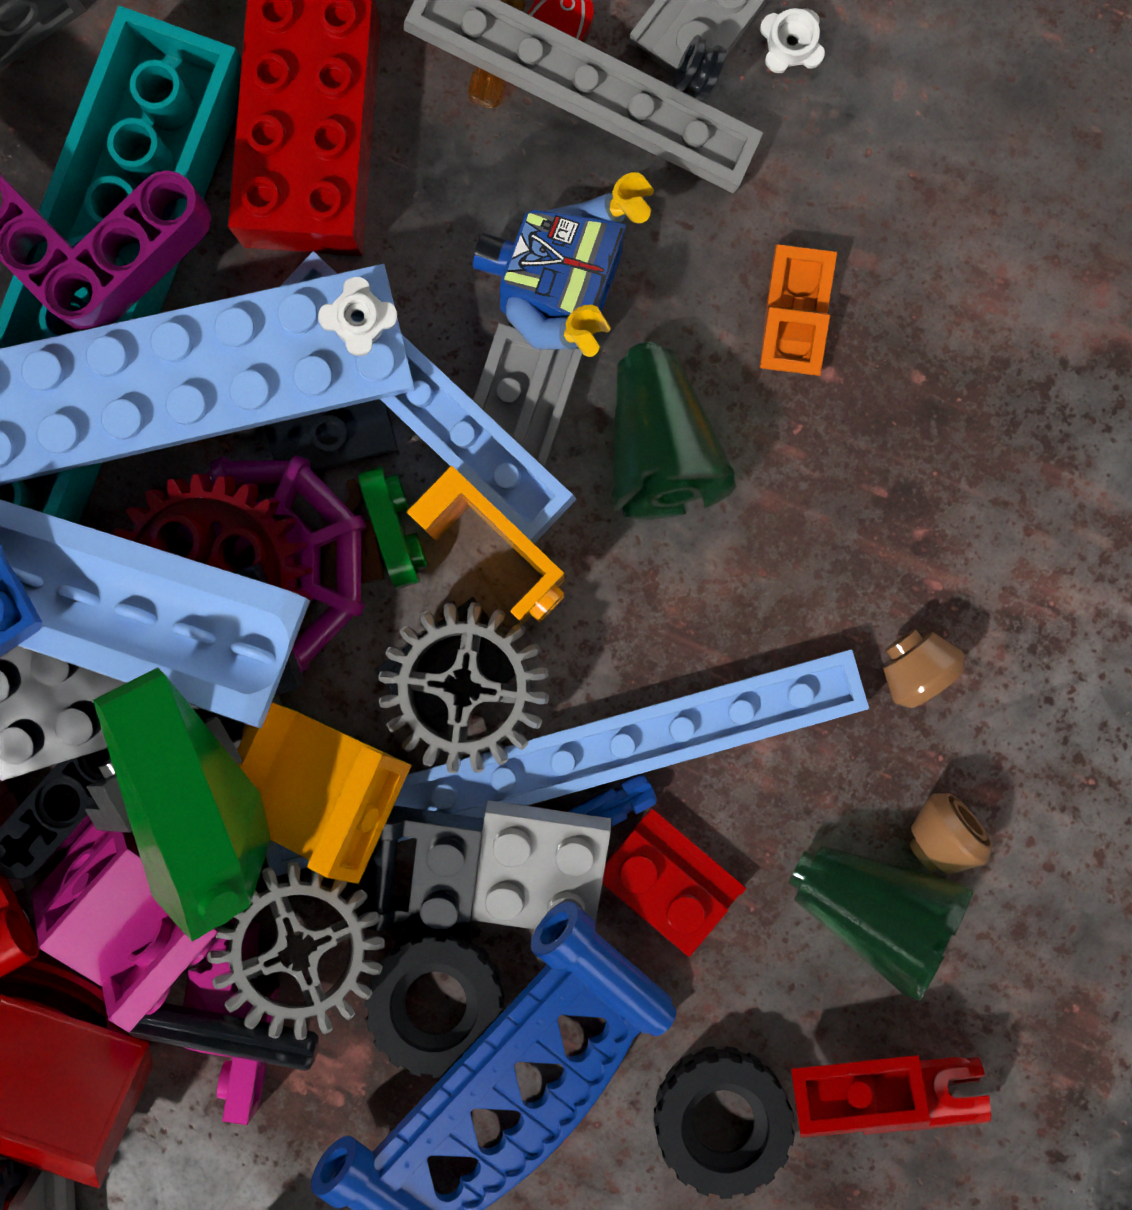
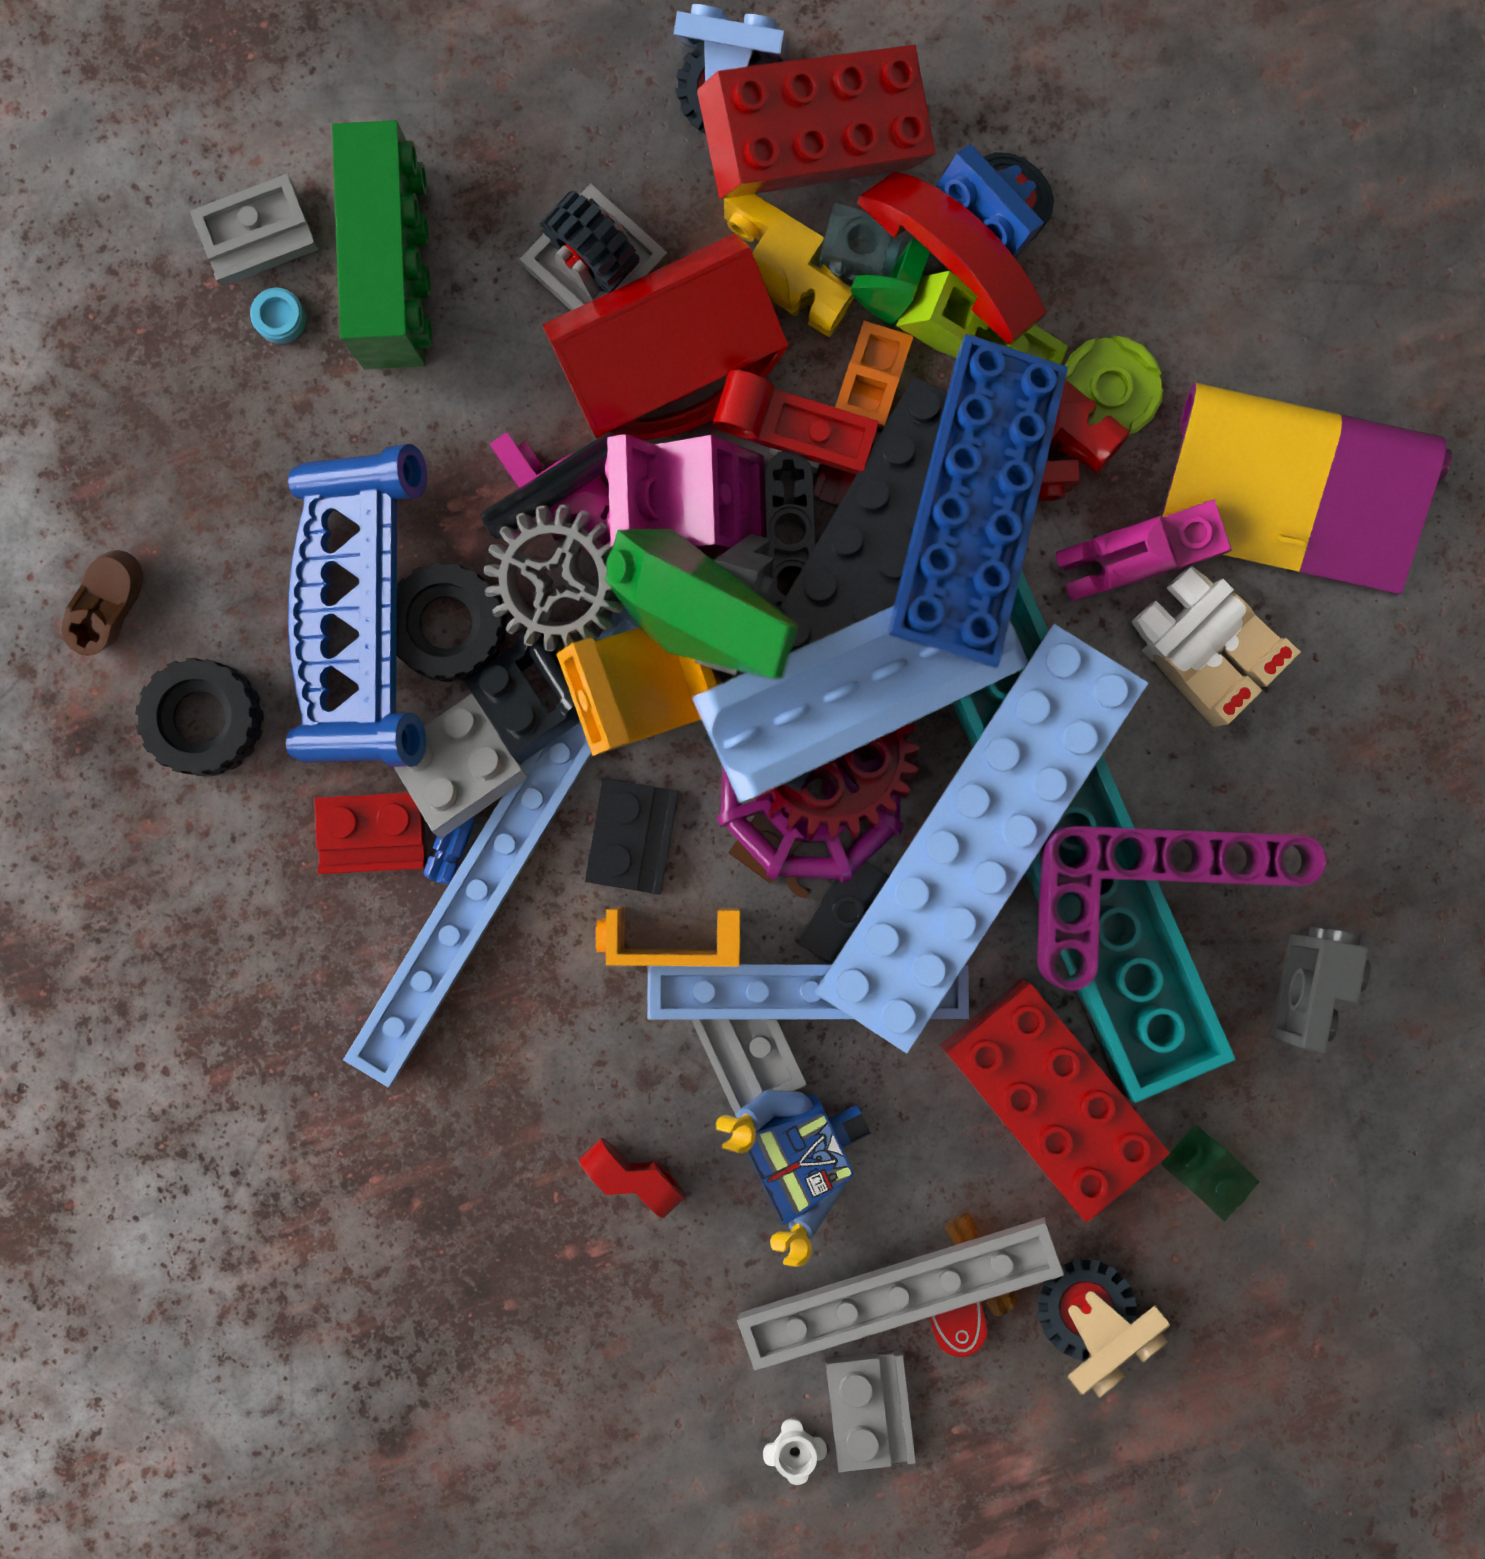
camera: 140 degrees right, 0 degrees up
(362, 334) = (897, 1015): white plate -> none
(385, 501) = (771, 903): green plate -> none
(409, 680) = (579, 796): light grey gear -> none
(663, 439) = (632, 1110): clear green cone -> none
(699, 67) = (832, 1374): black bush -> none
(727, 393) = (618, 1176): none -> red piece
(797, 310) = (626, 1275): orange slope -> none
(883, 912) = (215, 940): clear green cone -> none
(887, 1096) = (110, 829): red plate -> none
(921, 667) = (333, 1117): medium nougat cone -> none
(949, 836) = (219, 1027): medium nougat cone -> none

